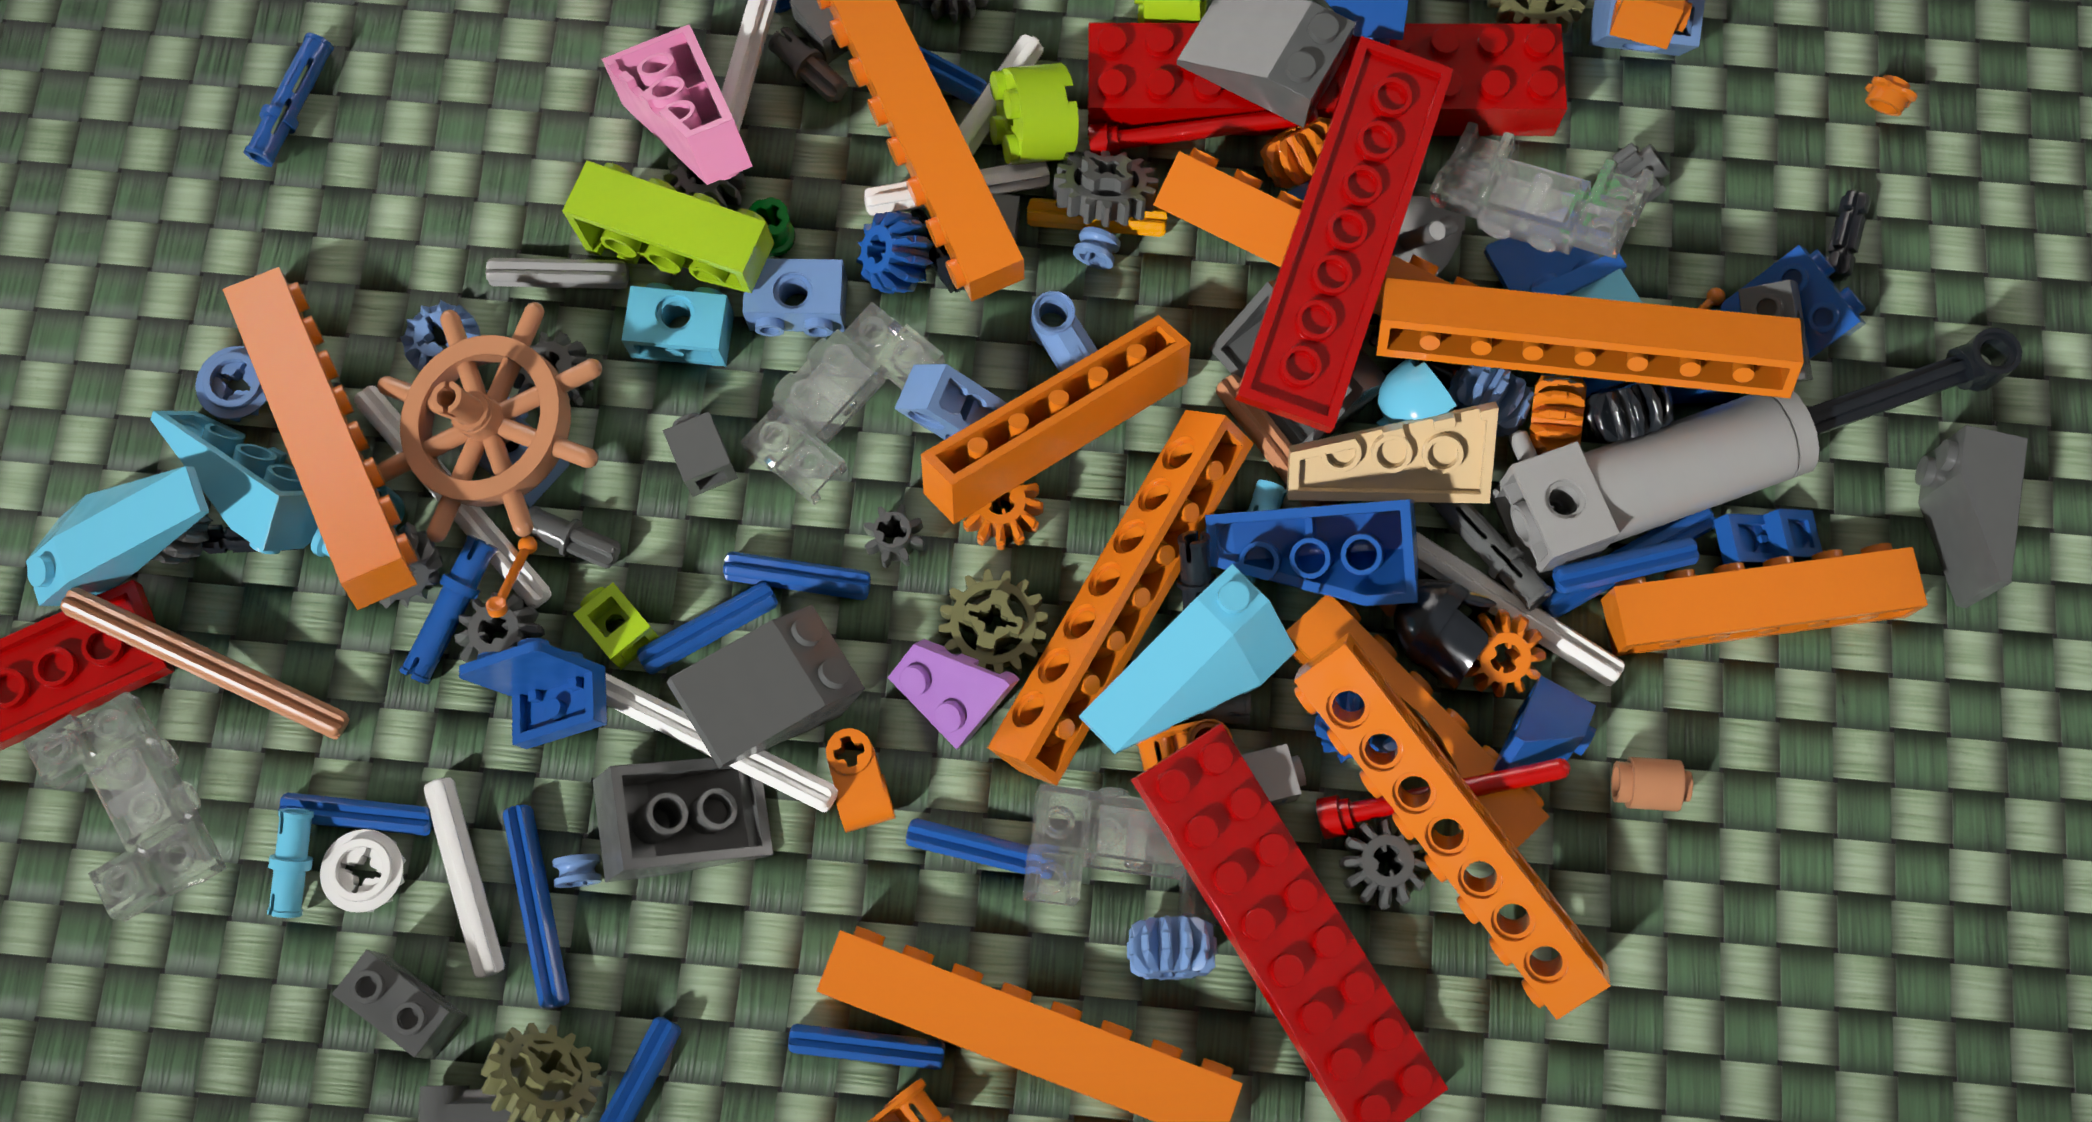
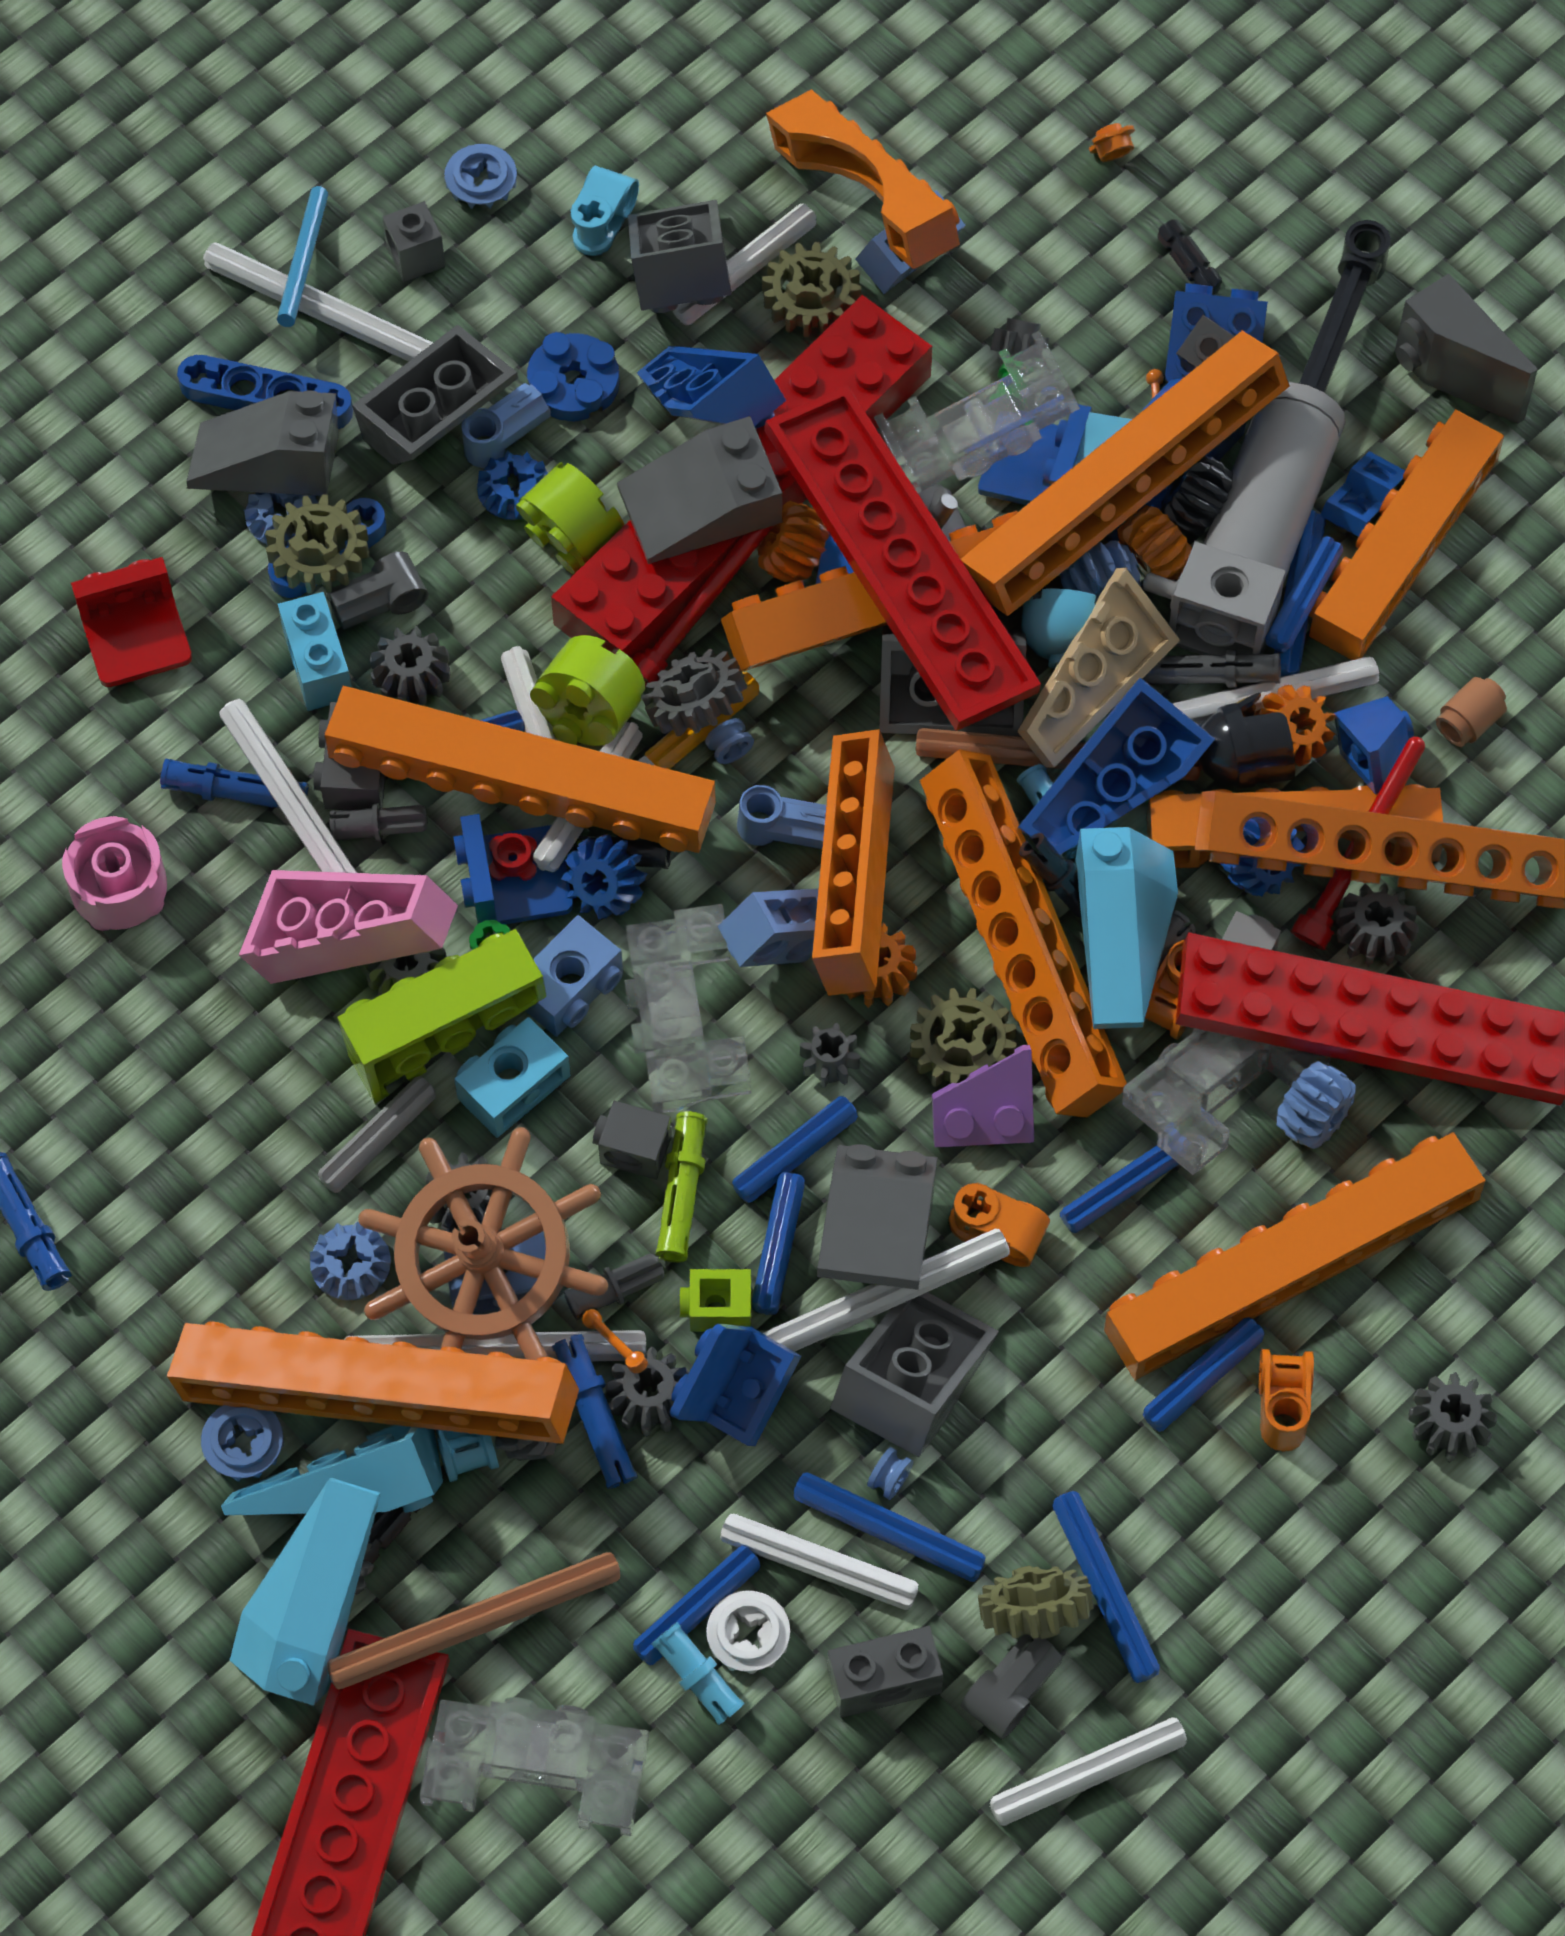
camera: 50 degrees left, 10 degrees down
(701, 514) = (684, 1167): none -> lime pin
(831, 179) = (510, 898): none -> blue bracket
(855, 164) = (508, 845): none -> red plate

